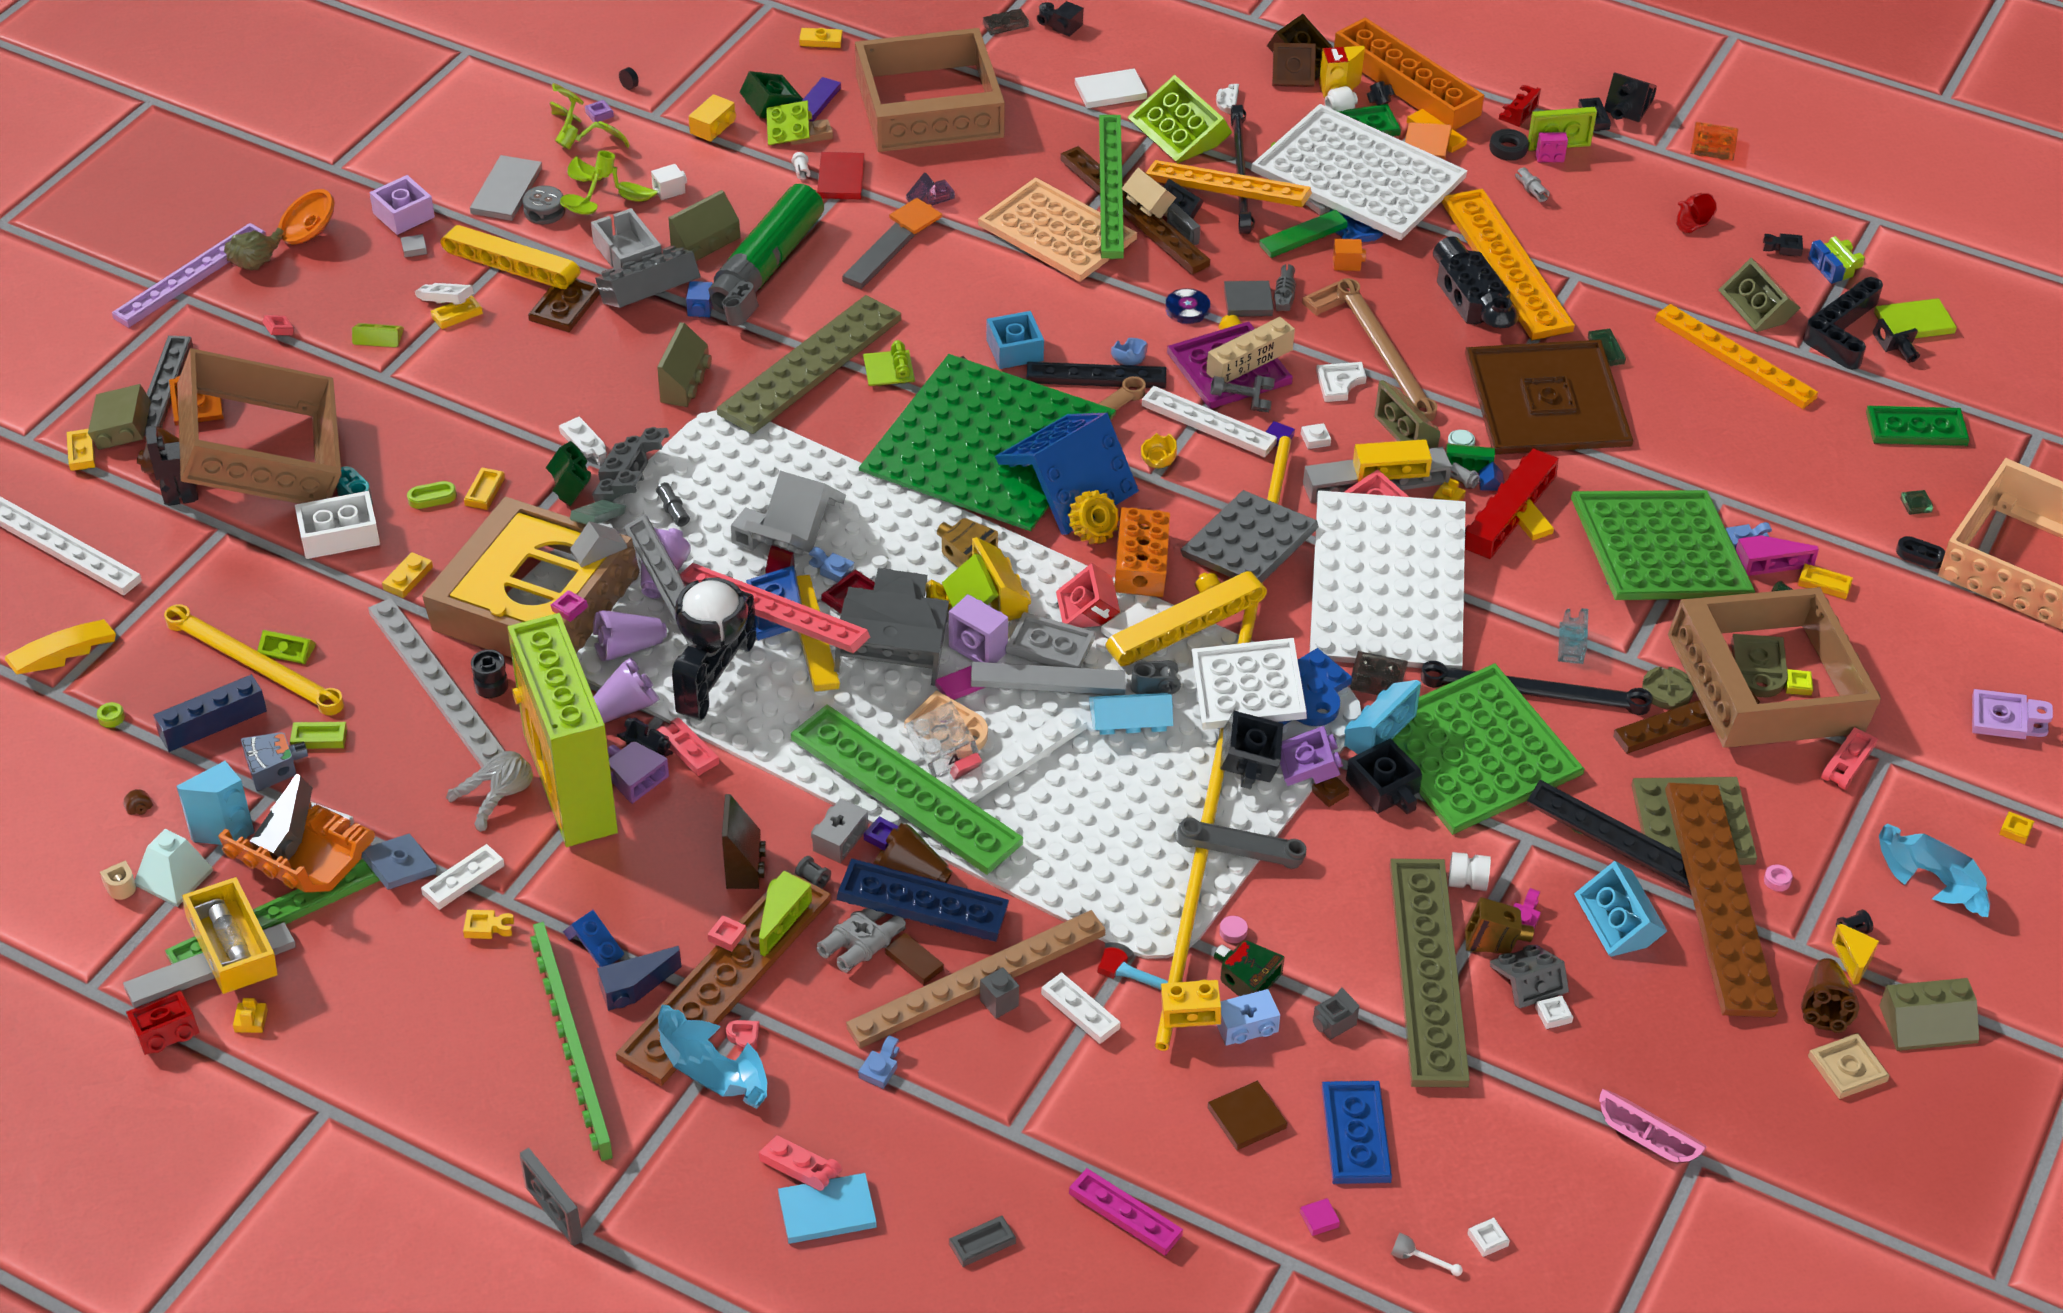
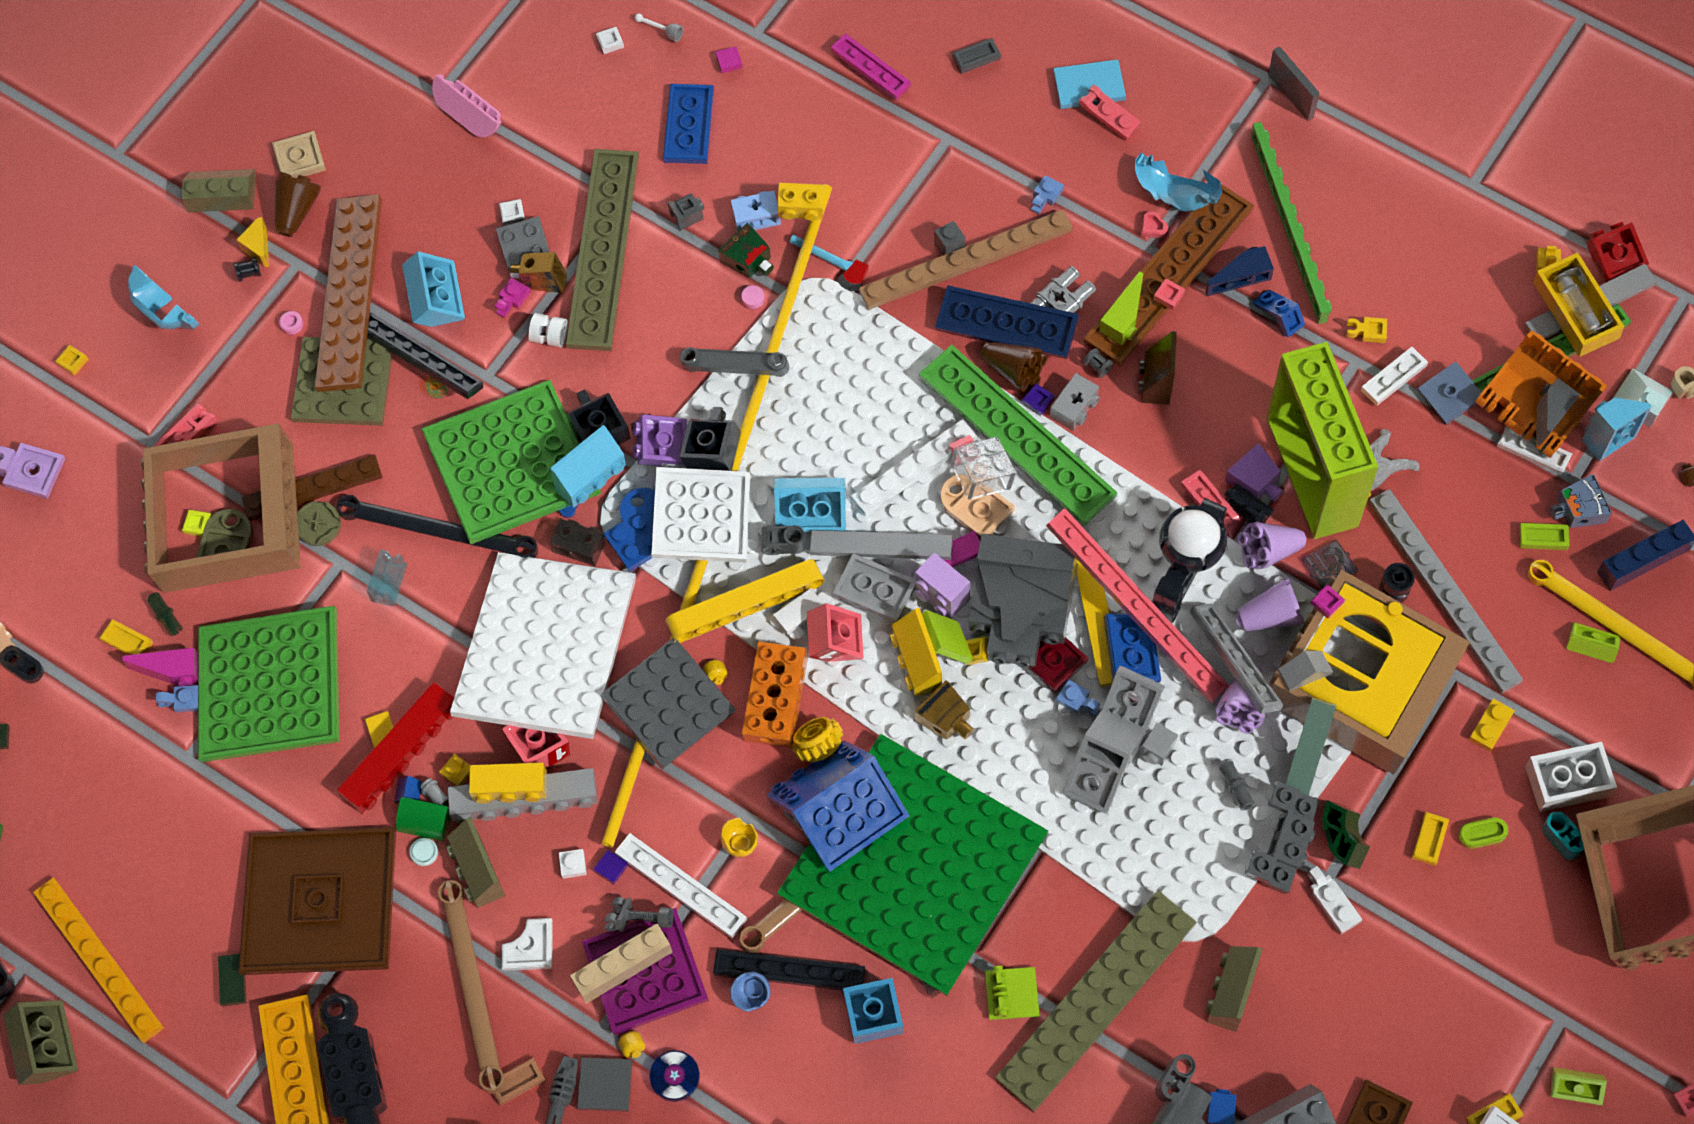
camera: 170 degrees left, 20 degrees up
(914, 958) = (1015, 283): reddish brown tile -> none
(1080, 1008) = (886, 229): white plate -> none
(1247, 1115) = (768, 139): reddish brown tile -> none

